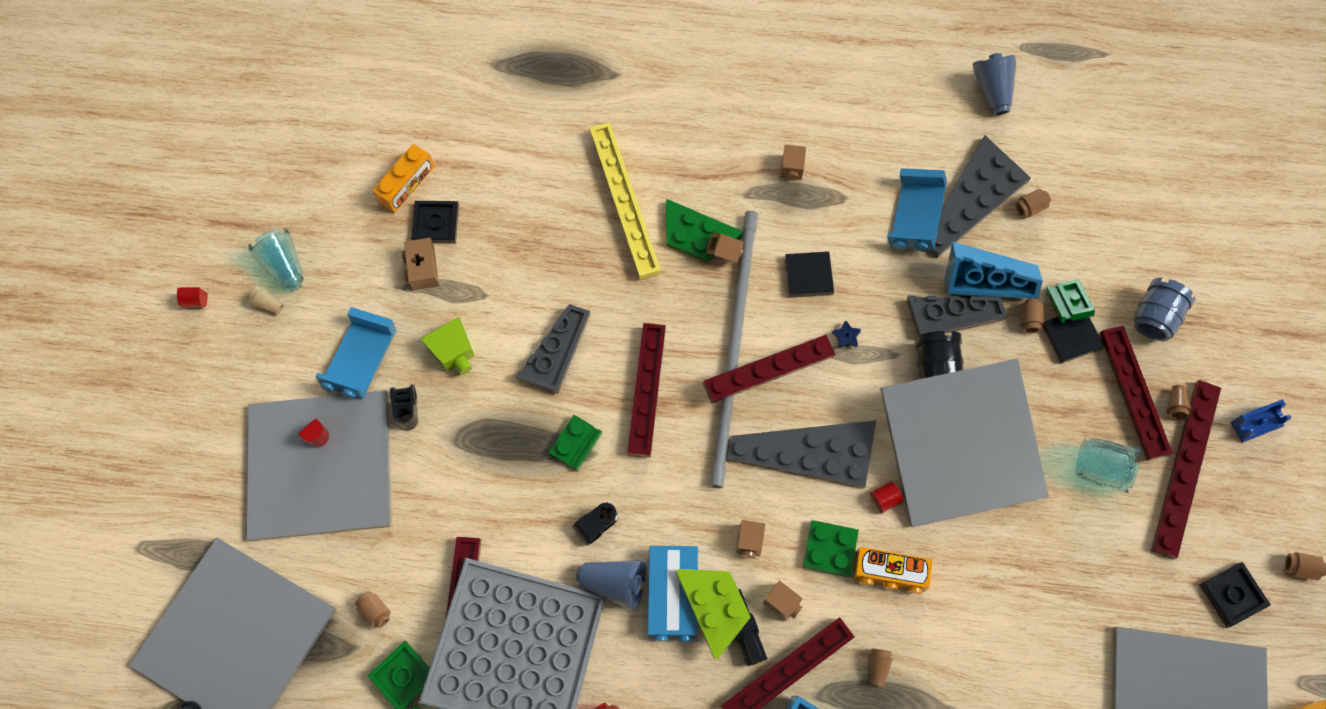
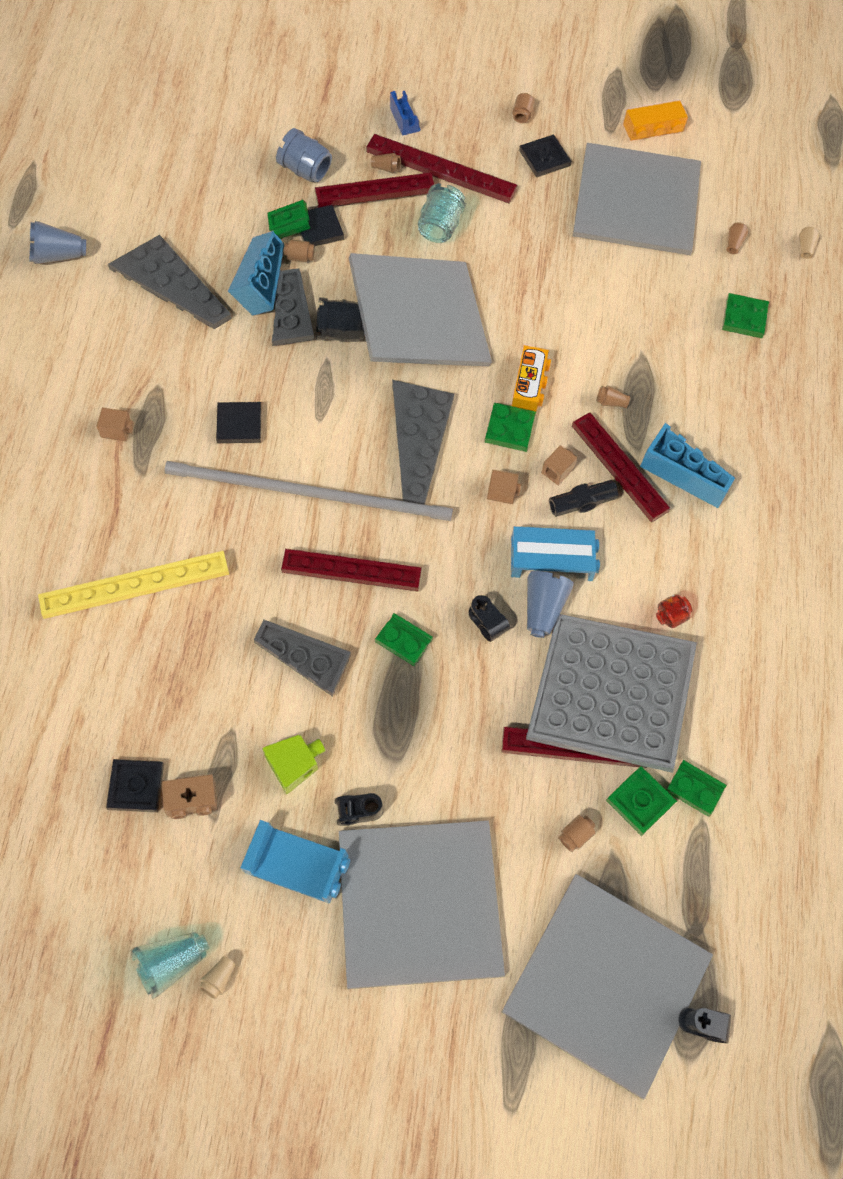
camera: 95 degrees left, 5 degrees down
(191, 297) = (206, 1072): red brick -> none
(315, 434) = (390, 900): red brick -> none
(403, 178) = (76, 818): light orange brick -> none
(691, 231) = (181, 519): green wing -> none
(715, 606) = (570, 513): lime wing -> none
(725, 247) = (206, 488): medium nougat brick -> none
(768, 369) = (338, 461): dark red plate -> none
(847, 341) = (306, 401): dark blue plate -> none
(887, 497) = (463, 378): red brick -> none
(918, 209) = (183, 324): dark azure panel -> none
(1033, 203) = (186, 235): medium nougat brick -> none

